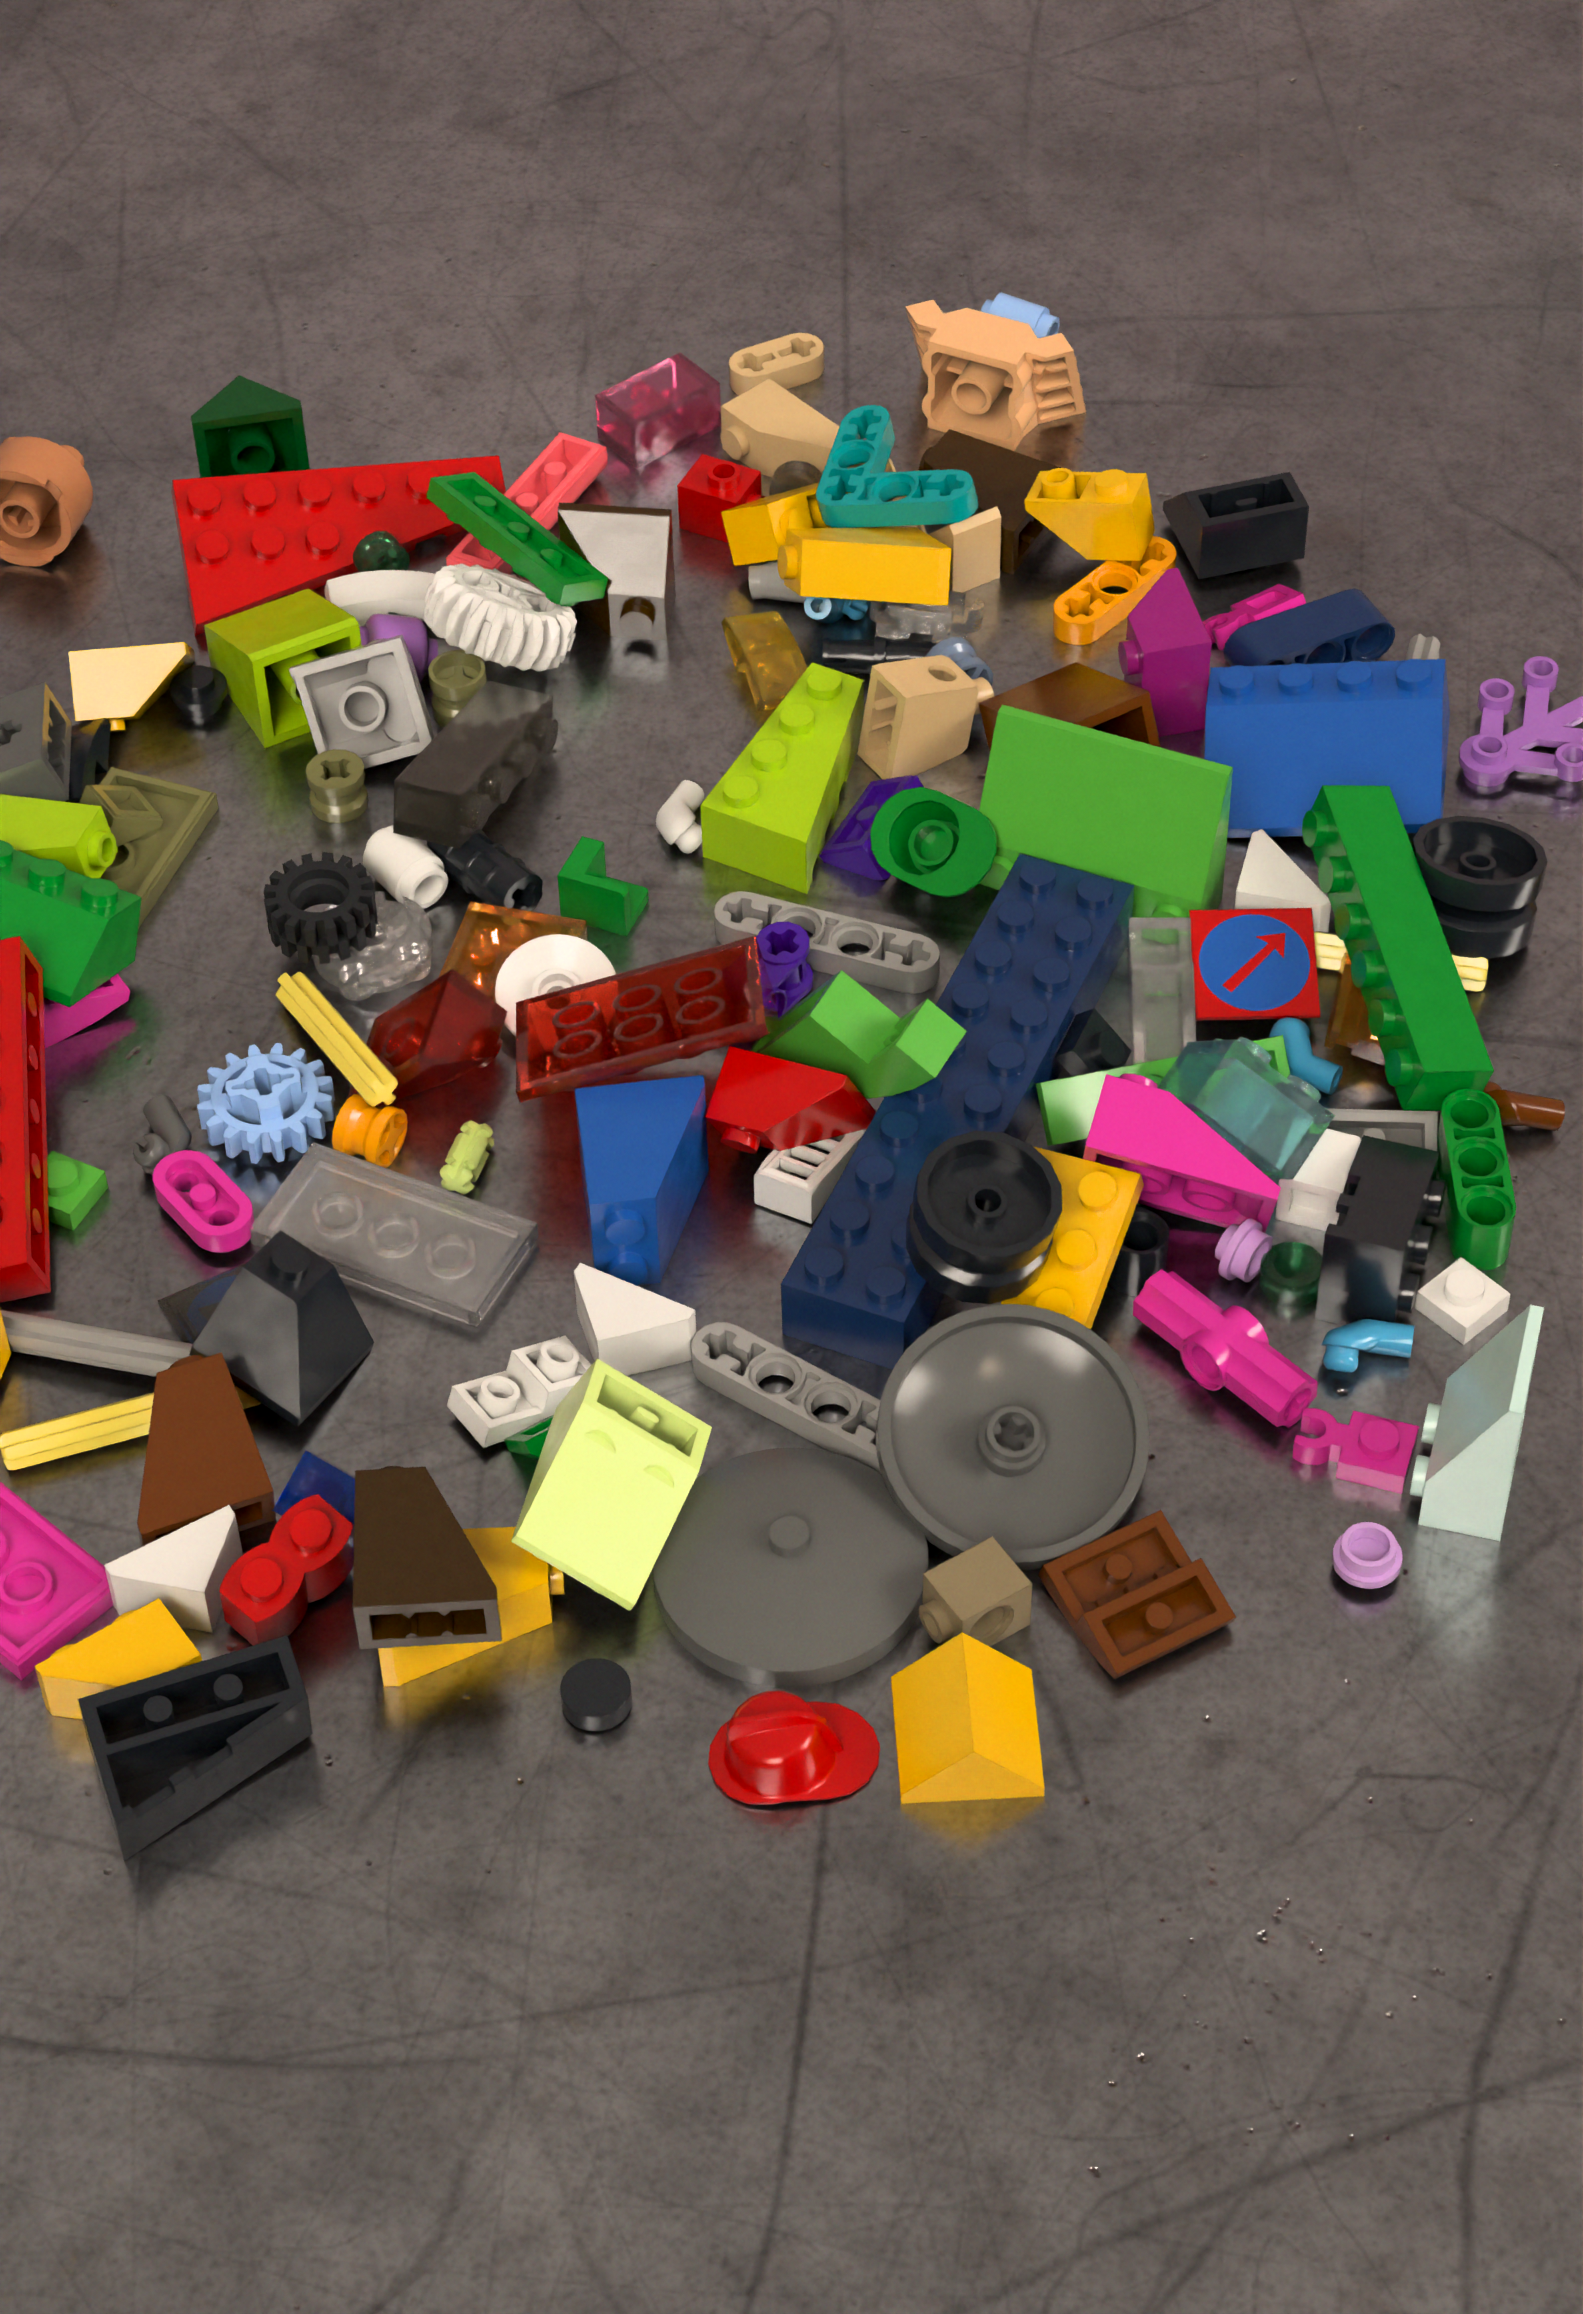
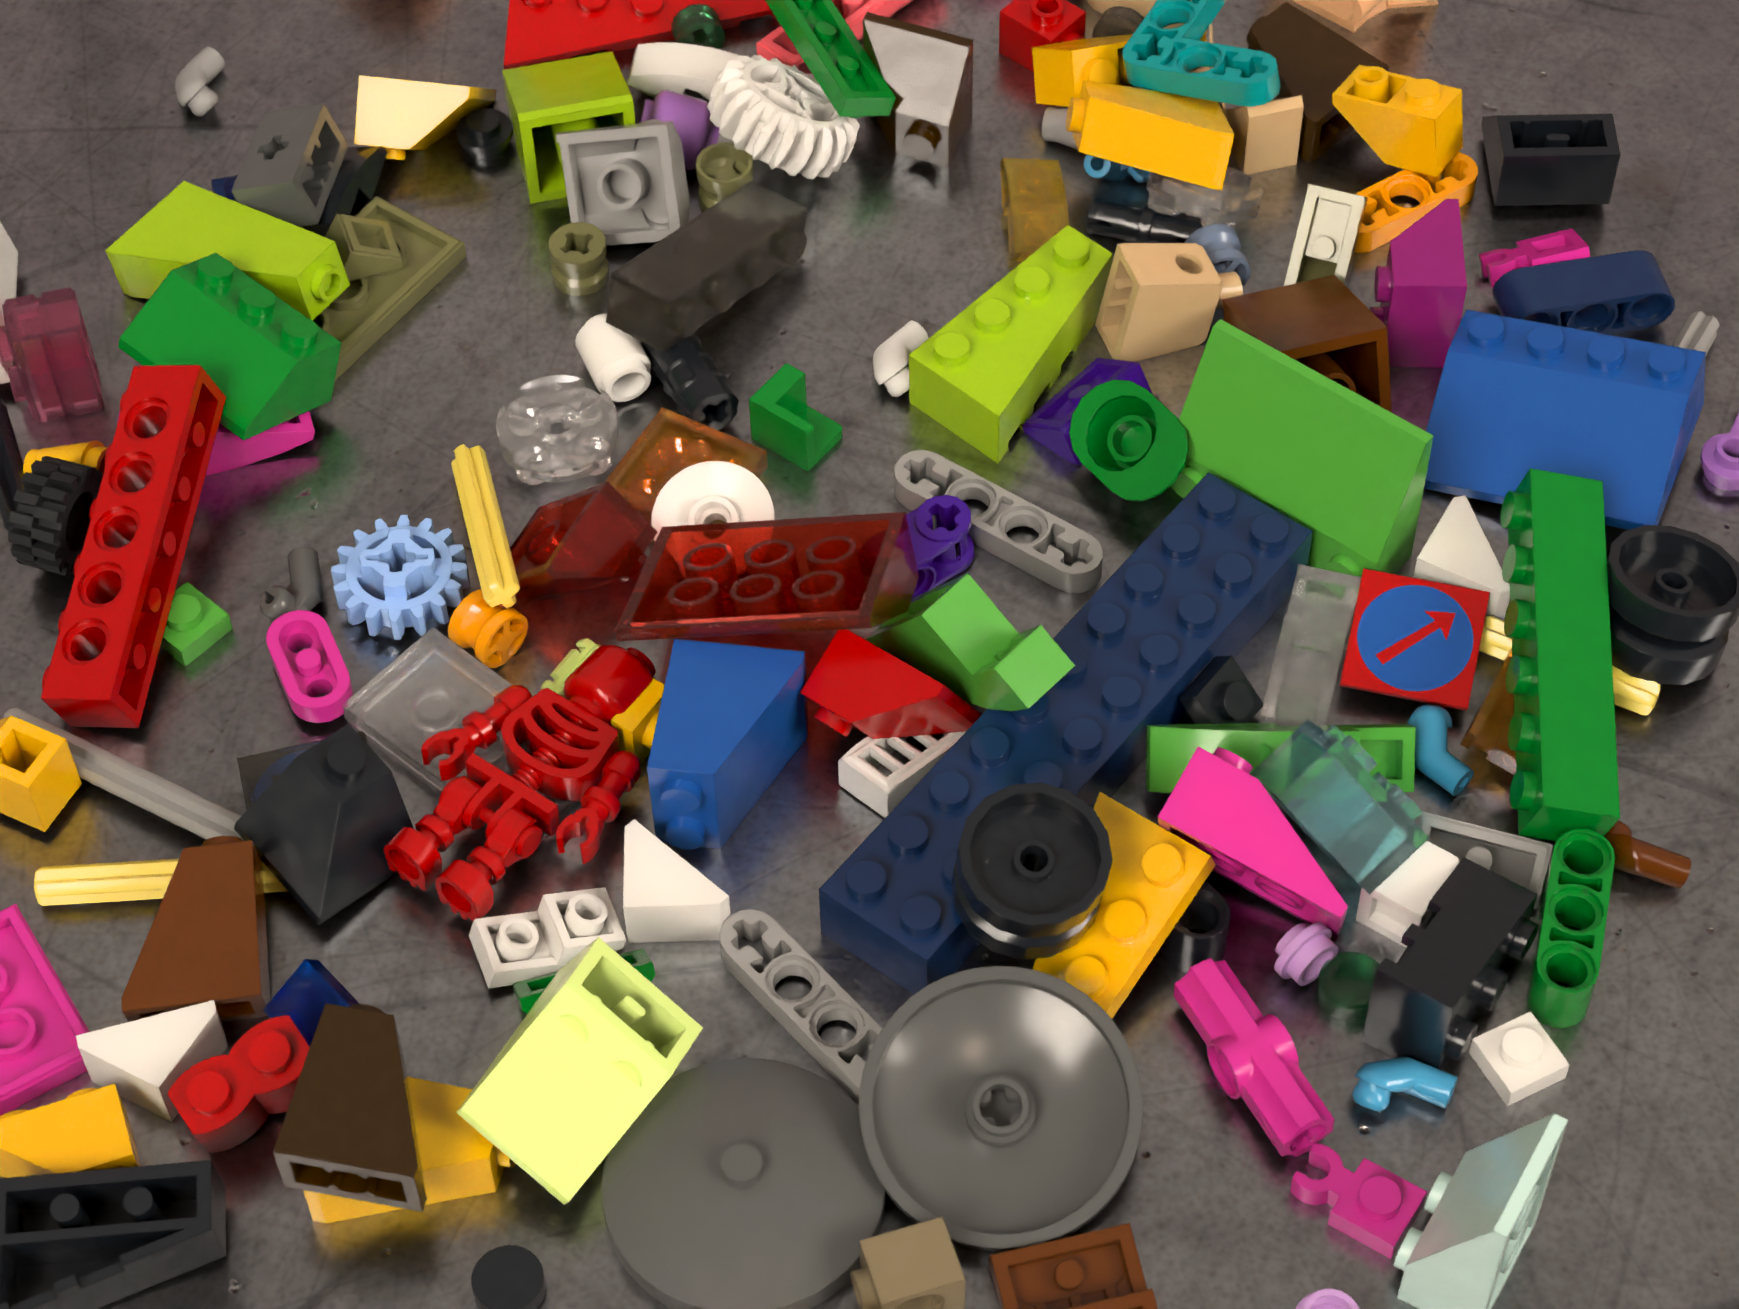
camera: 15 degrees right, 5 degrees up
(320, 931) = (517, 411): black tyre -> none
(474, 1228) = (570, 761): none -> red piece
(553, 1183) = (639, 721): none -> yellow plate
(1055, 627) = (1326, 235): none -> slope

